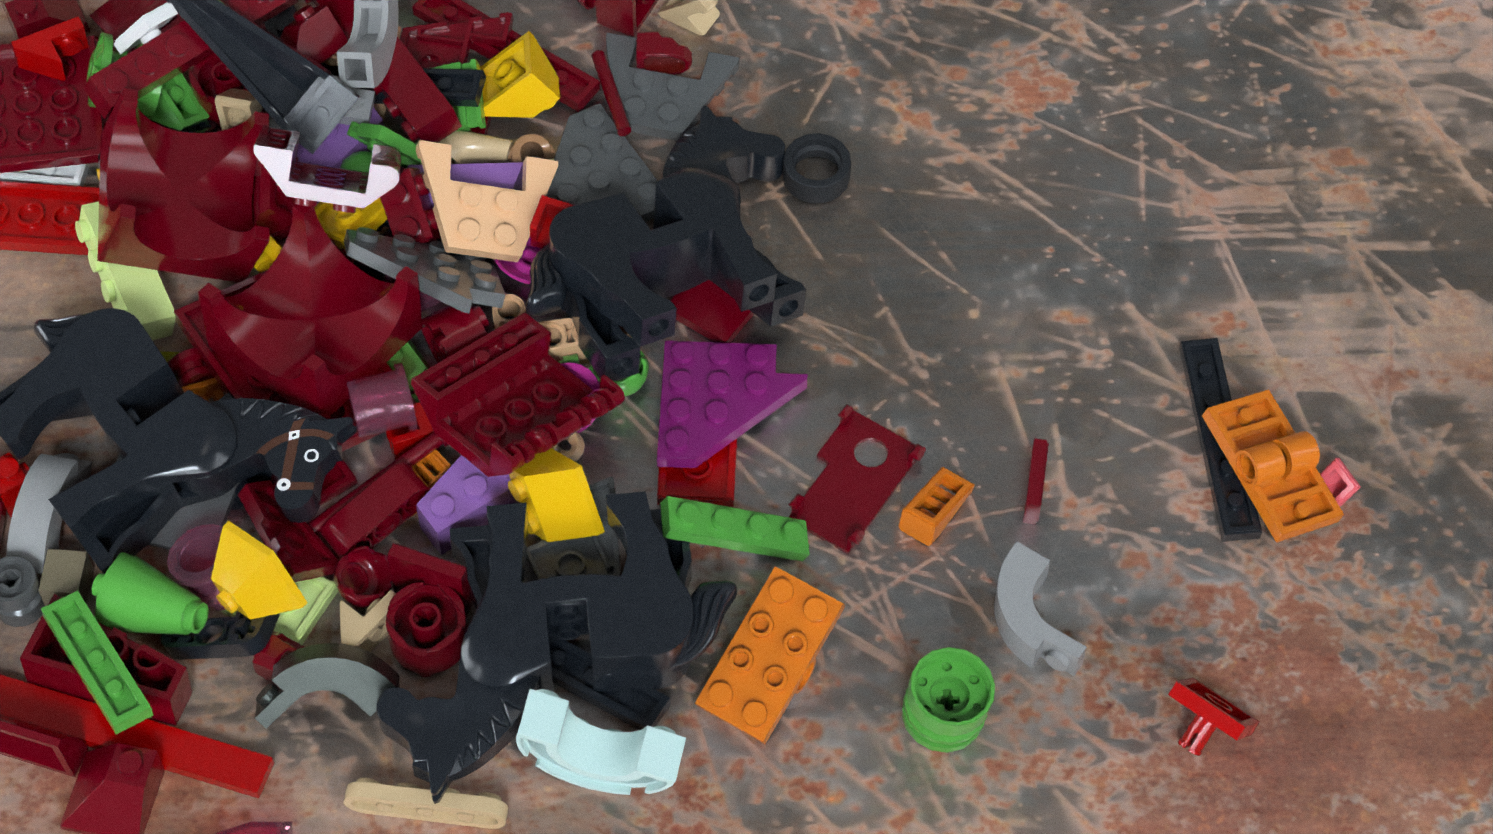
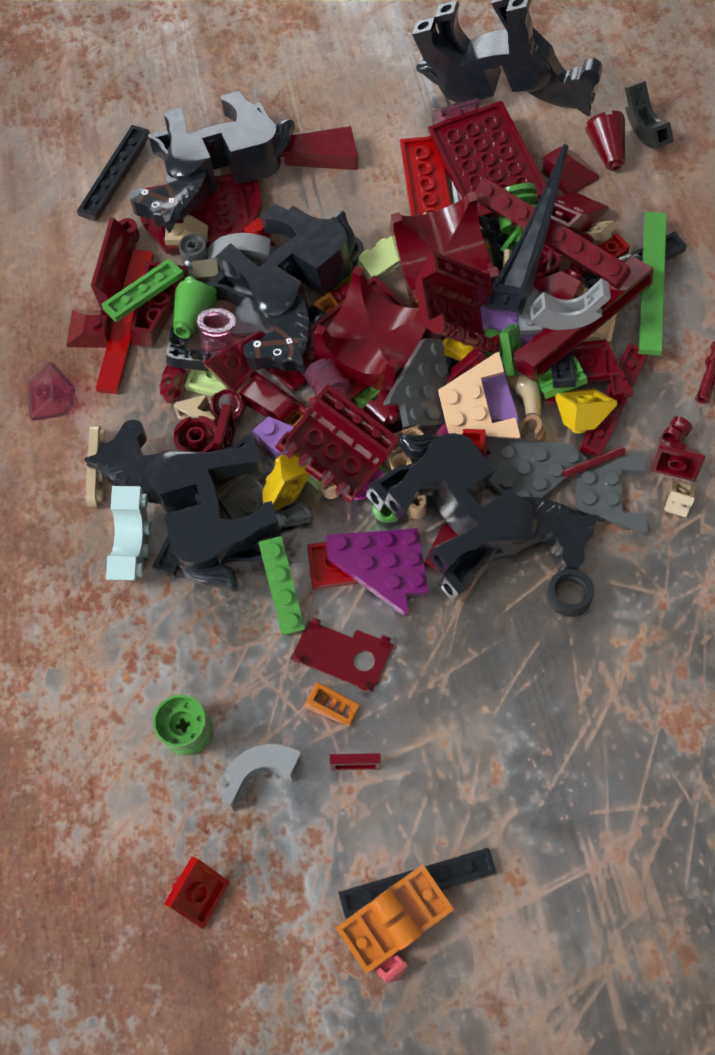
camera: 85 degrees right, 5 degrees up
(43, 49) = (530, 170): red slope -> none
(145, 28) = (528, 195): white plate -> none
(252, 577) = (201, 344): yellow slope -> none
(325, 667) = (160, 401): pearl dark grey arch -> none
(662, 54) = (635, 484): dark red rock -> none
(770, 655) = (204, 621): orange plate -> none

